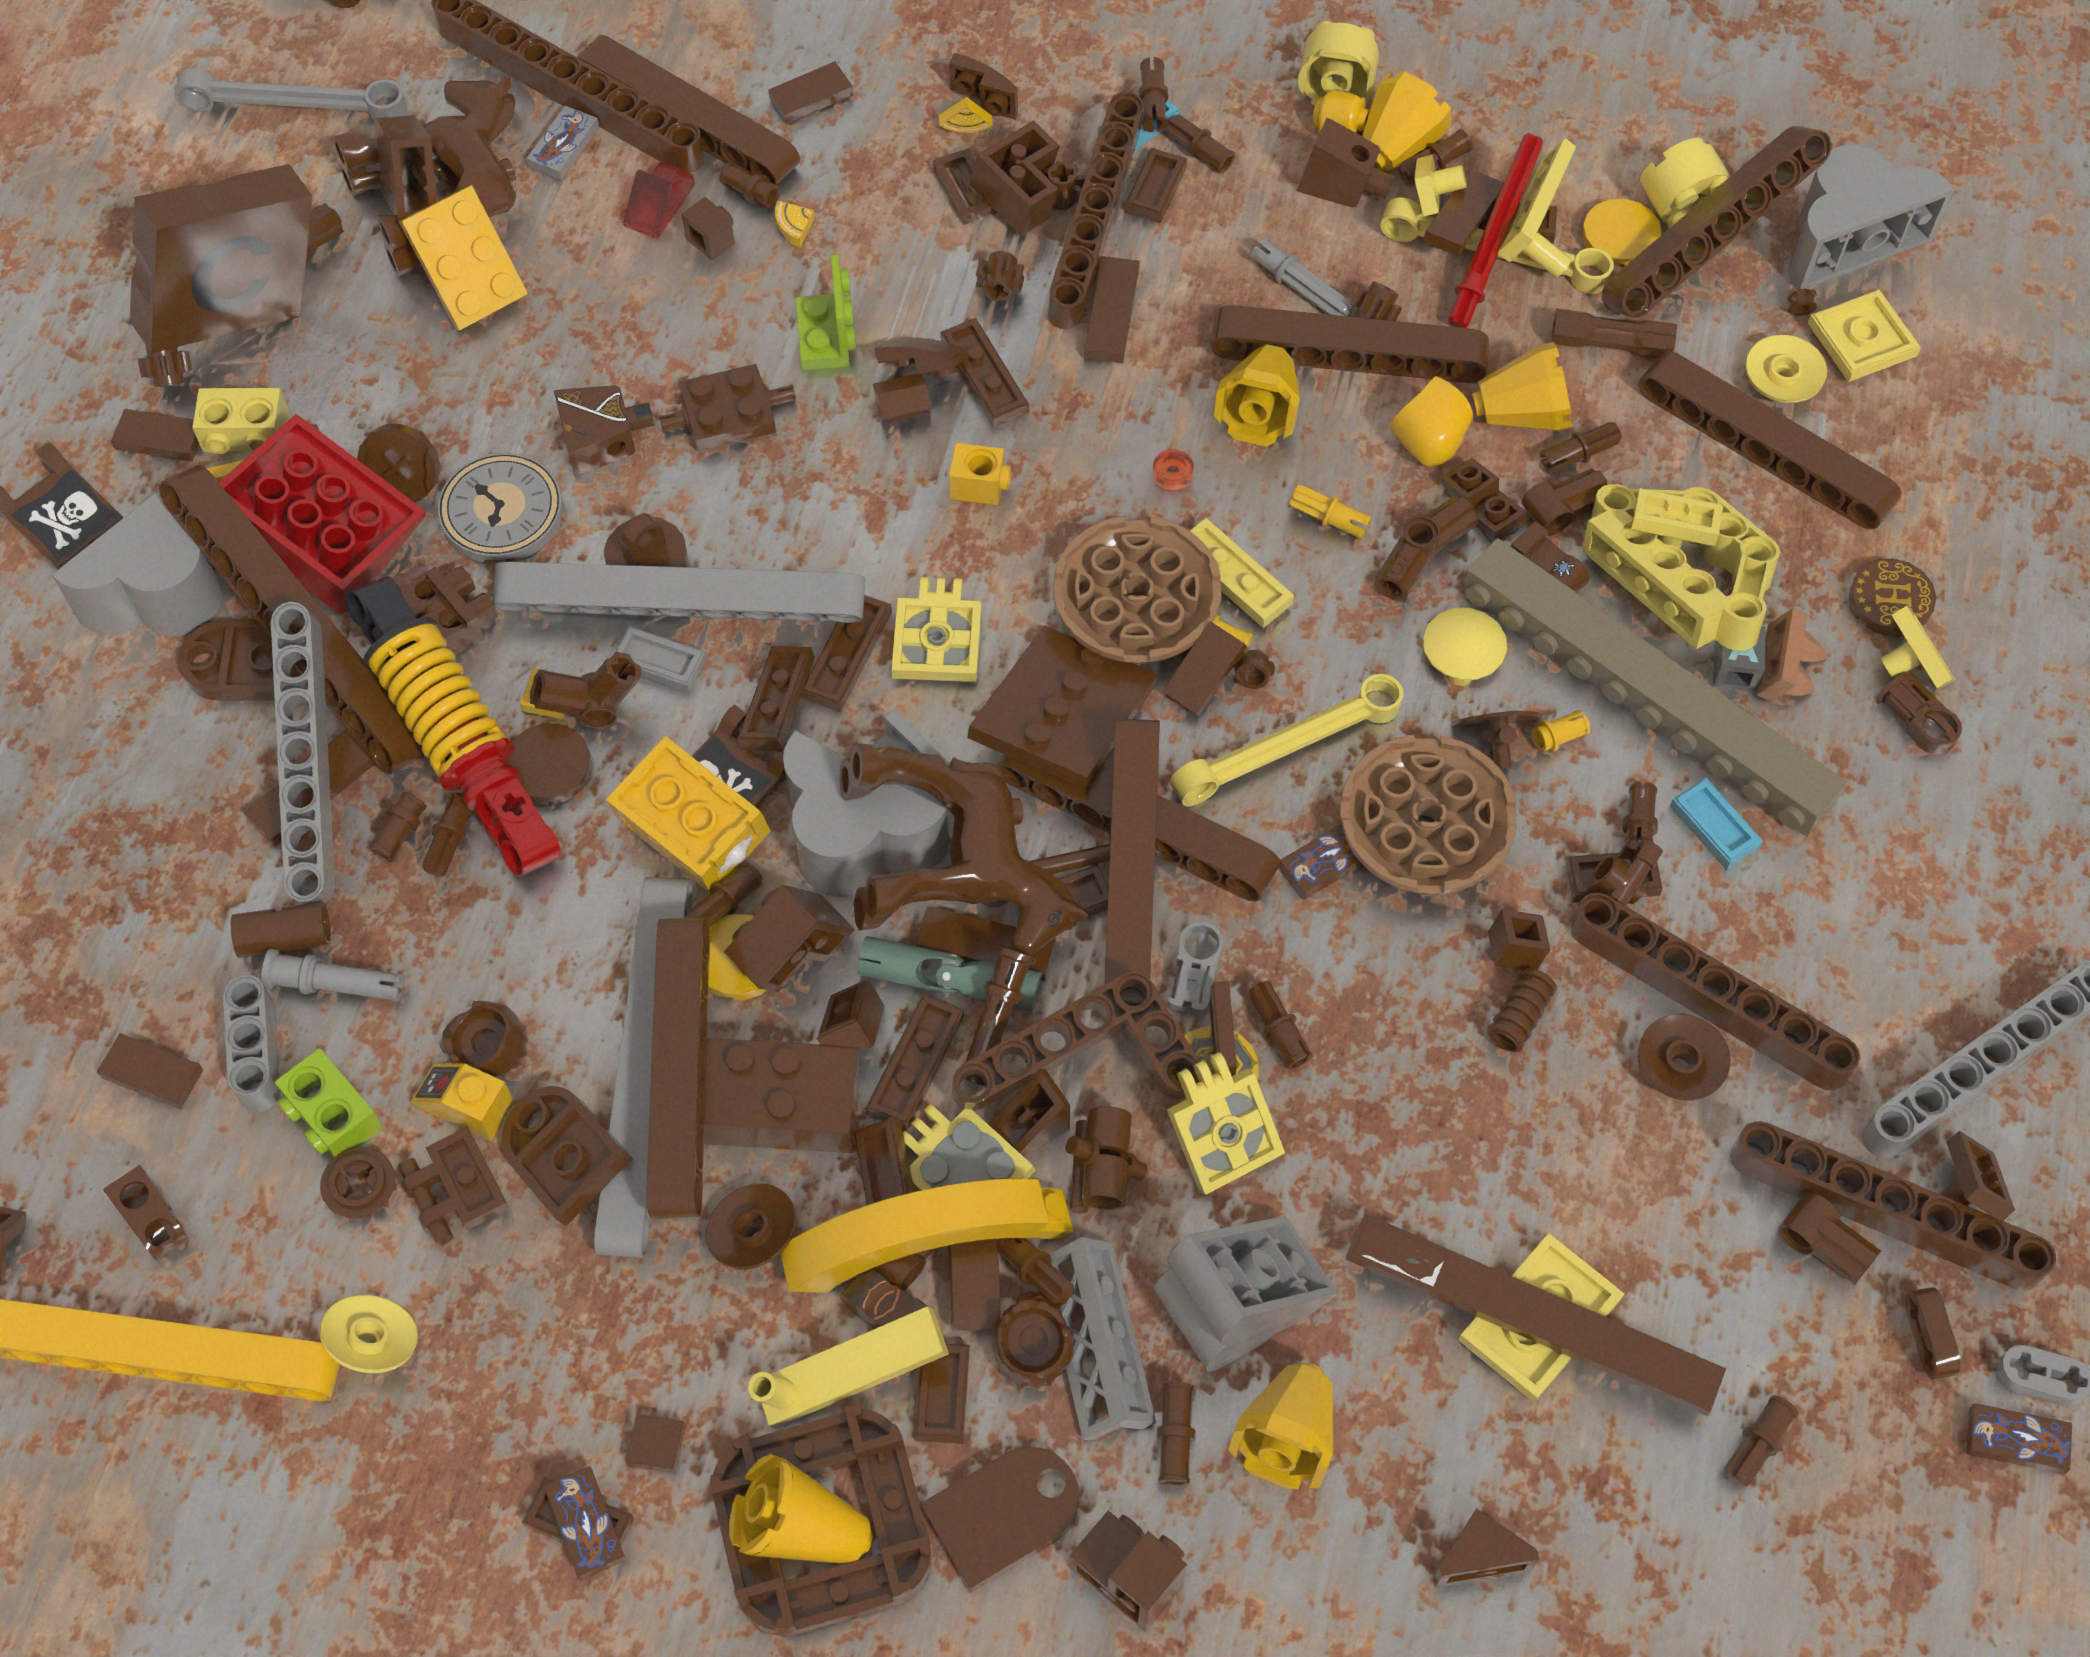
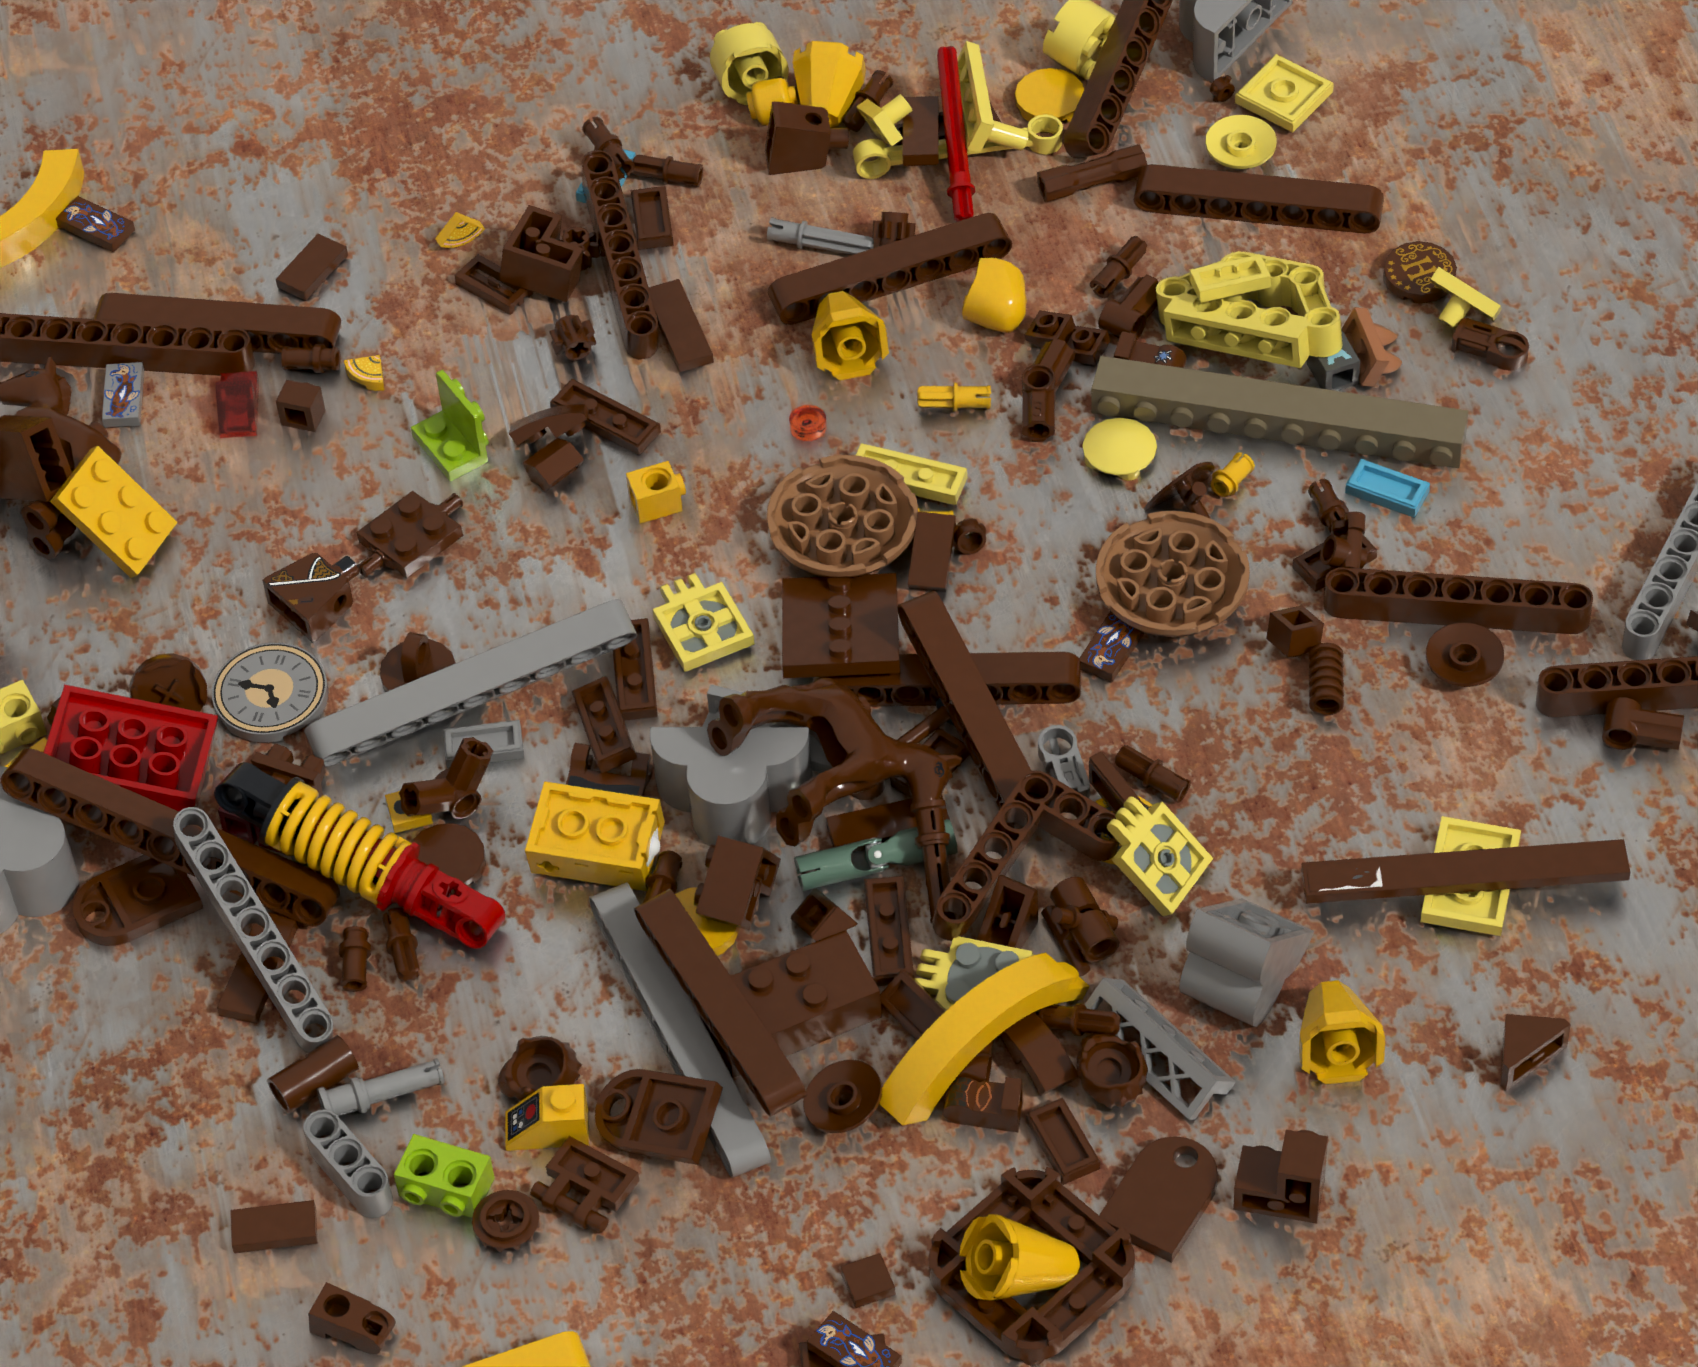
camera: 25 degrees left, 10 degrees down
(368, 1334) = (593, 1312): light yellow dish -> none
(849, 1367) = (986, 1149): light yellow piece -> none
(974, 78) = (470, 198): reddish brown slope -> none
(1176, 1434) = (1256, 1080): reddish brown pin -> none
(1201, 779) = (980, 630): light yellow piece -> none
(1526, 392) = (1056, 241): yellow cone -> none
(1760, 1441) = (1675, 881): reddish brown axle -> none

